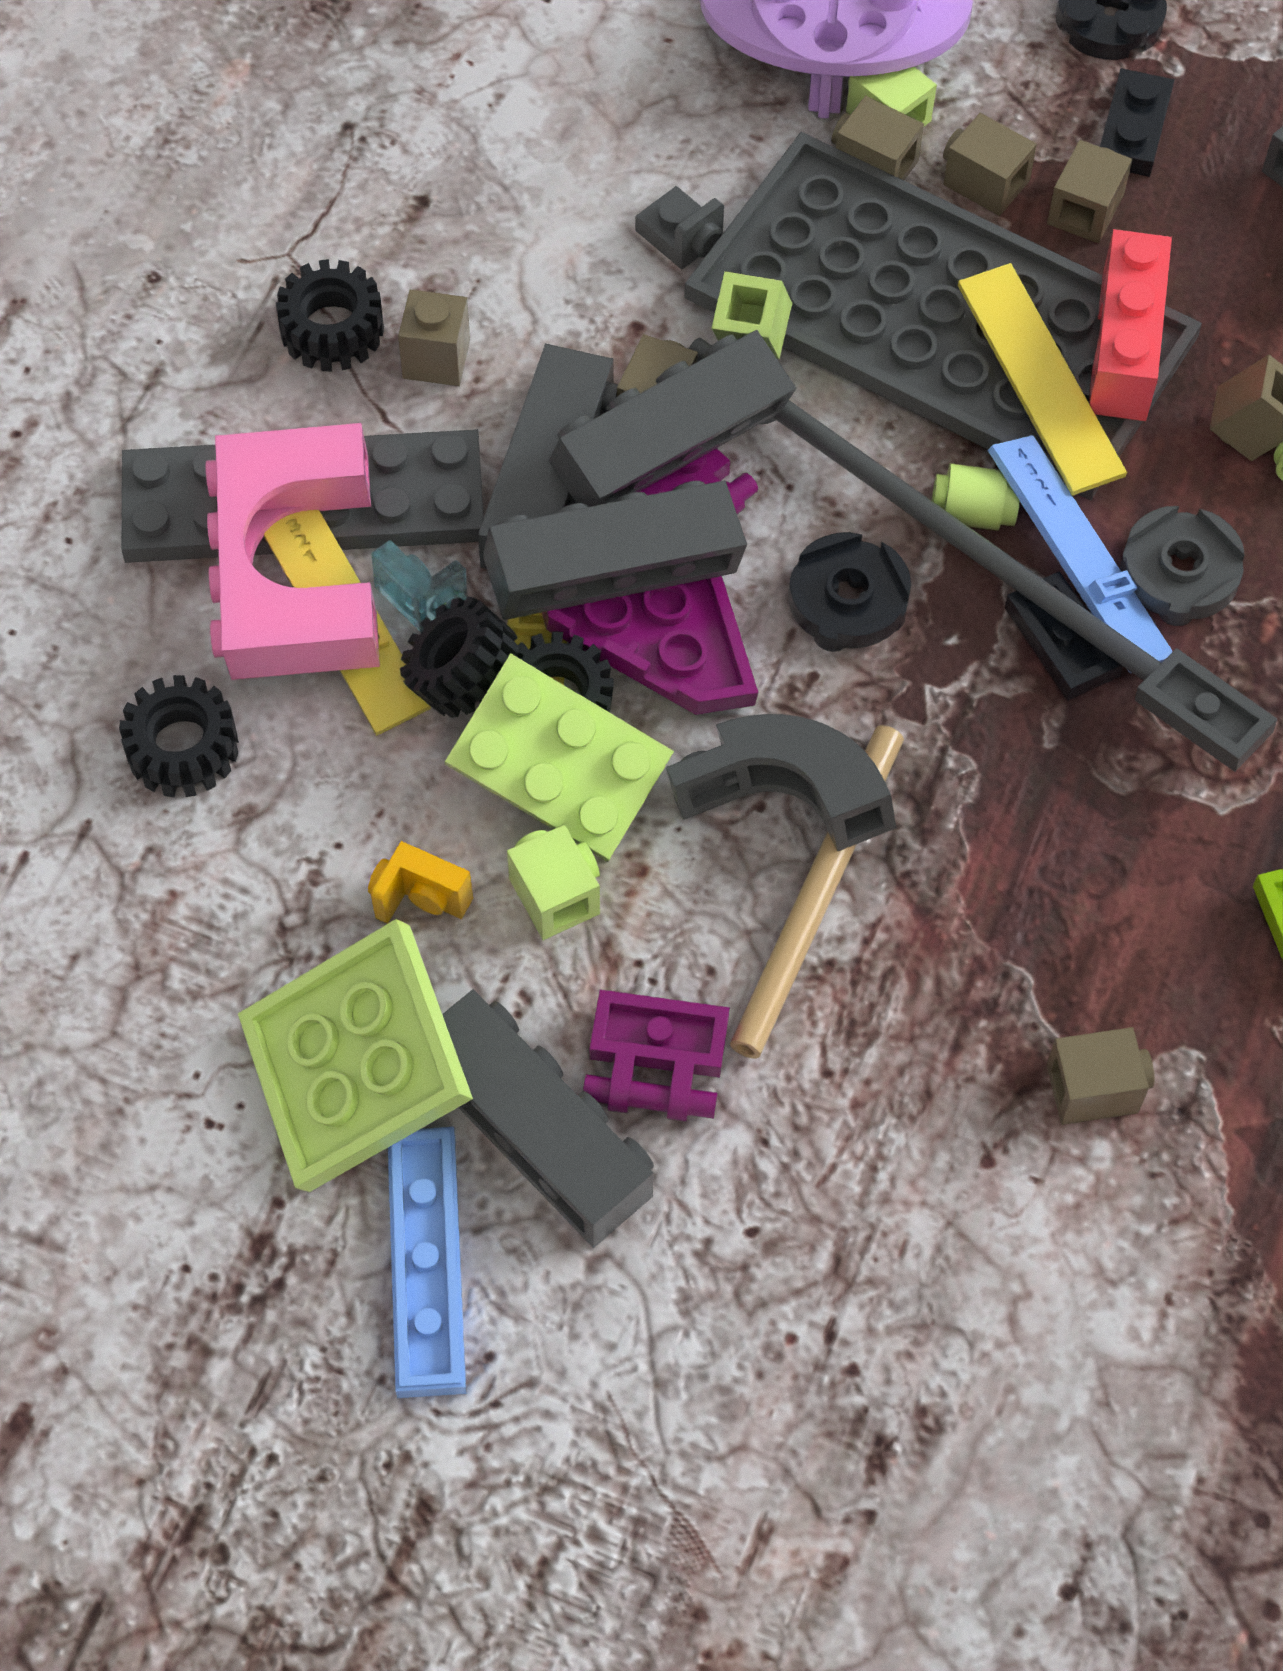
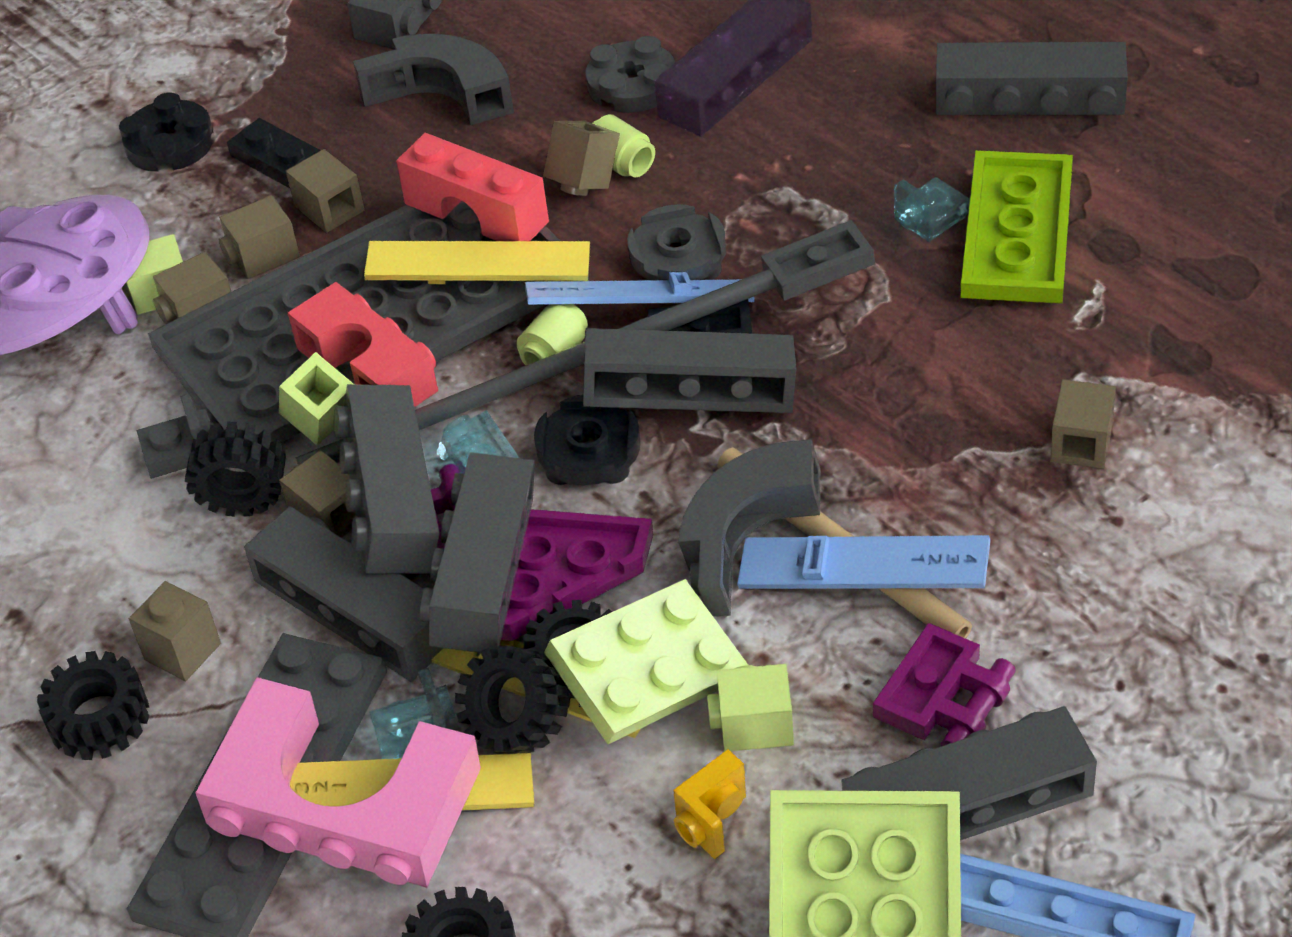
camera: 60 degrees left, 15 degrees down
(644, 289) = (239, 449): none -> black tyre
(783, 495) = (473, 435): none -> clear light blue bracket
(788, 920) = (864, 562): none -> light blue piece
(866, 292) = (347, 329): none -> coral arch
(975, 644) = (689, 370): none -> dark grey brick

